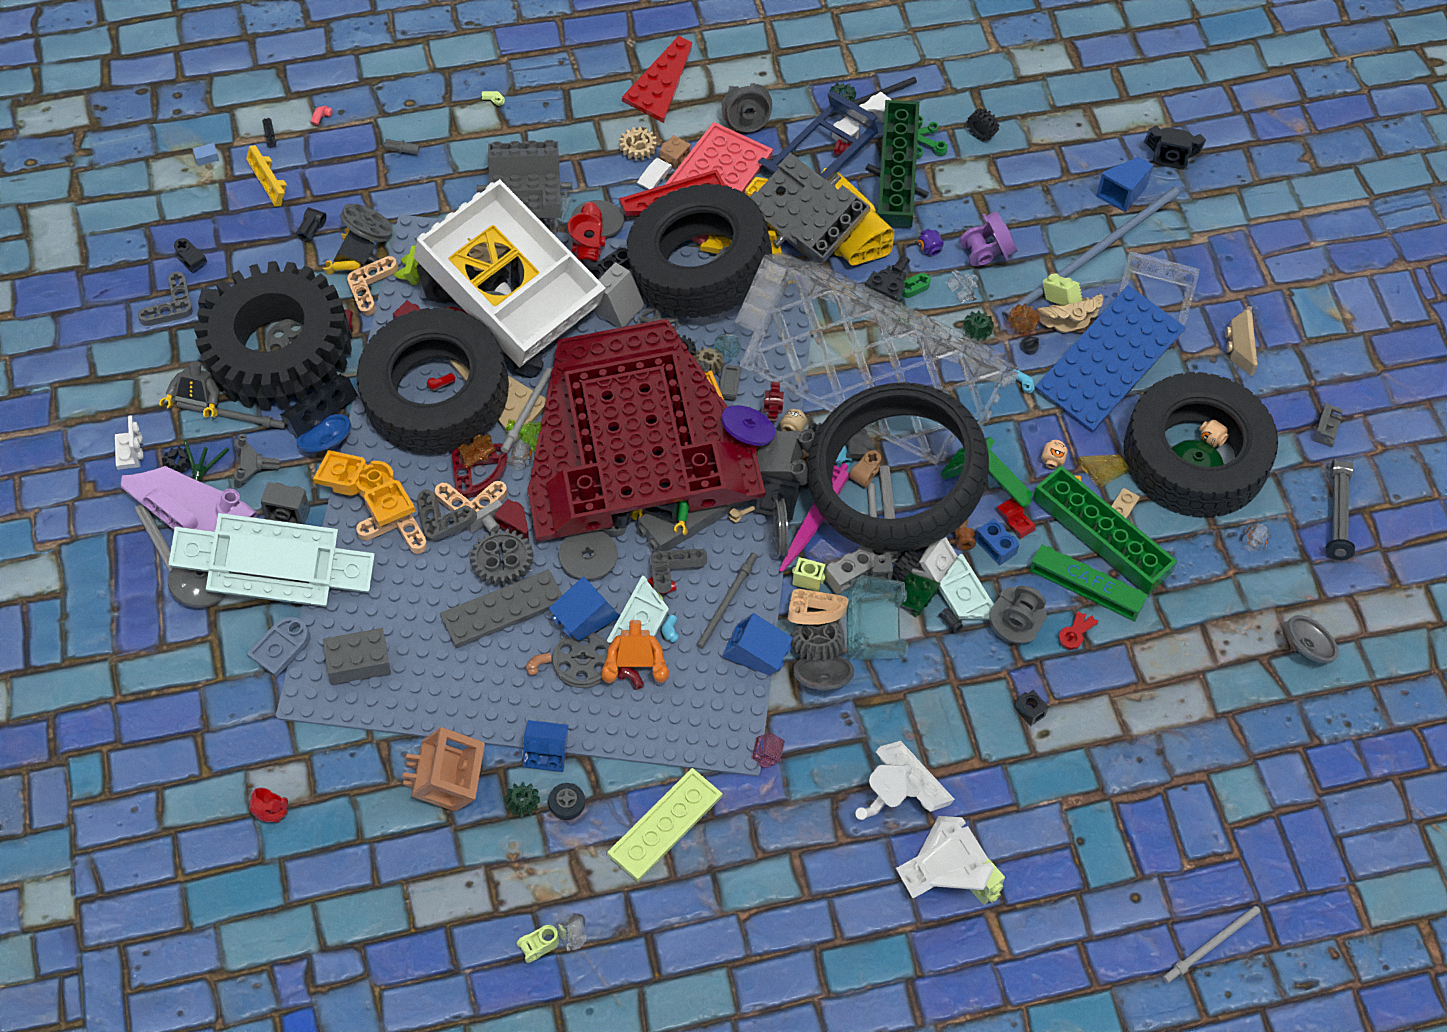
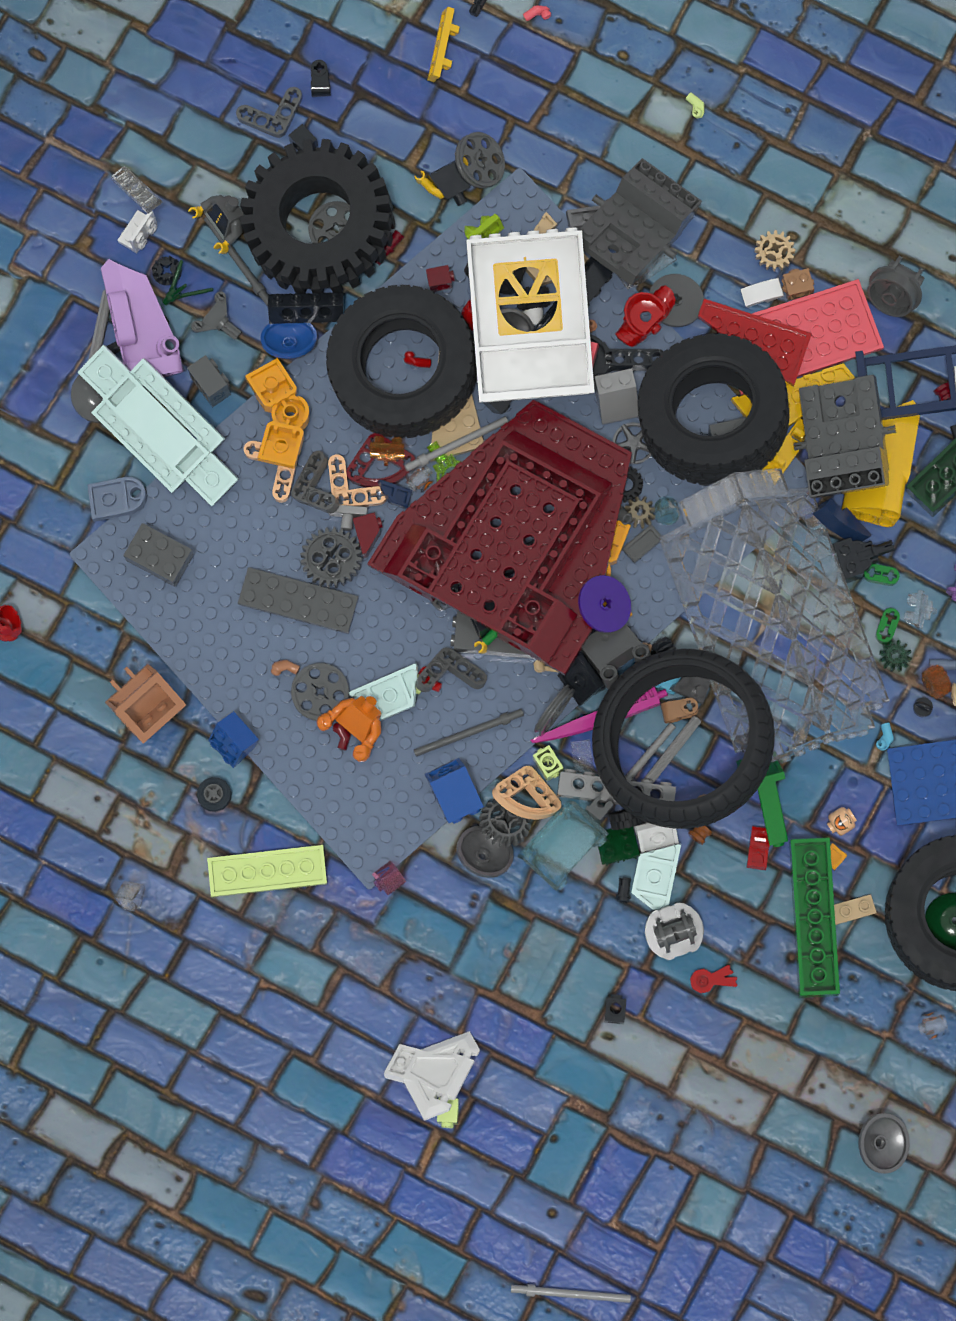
camera: 50 degrees right, 20 degrees up
(102, 415) = (136, 189): none -> clear tile
(311, 222) = (443, 120): black piece -> none
(362, 283) = (434, 214): light nougat beam -> none
(402, 146) = (576, 100): dark grey axle -> none
(510, 478) = (395, 494): none -> dark blue tile
(514, 797) = (186, 759): clear green gear -> none
(537, 943) = (101, 884): yellowish green piece -> none
(574, 558) = (385, 613): dark grey piece -> none
(582, 610) = (350, 655): blue slope -> none
(658, 84) = (848, 200): red wing -> none
(668, 629) = (401, 722): medium azure arm -> none
(773, 401) = (653, 594): dark red gear -> none
(793, 420) = (656, 623): tan head -> none
(855, 265) = (841, 521): none -> dark blue slope
(903, 777) = (471, 988): white plate -> none
(930, 242) = (932, 545): dark purple head -> none
(950, 314) = (891, 628): none -> green beam
(993, 543) = (718, 855): blue brick -> none
(1088, 582) = (759, 949): green brick -> none
(1103, 467) = (873, 864): clear yellow wing -> none

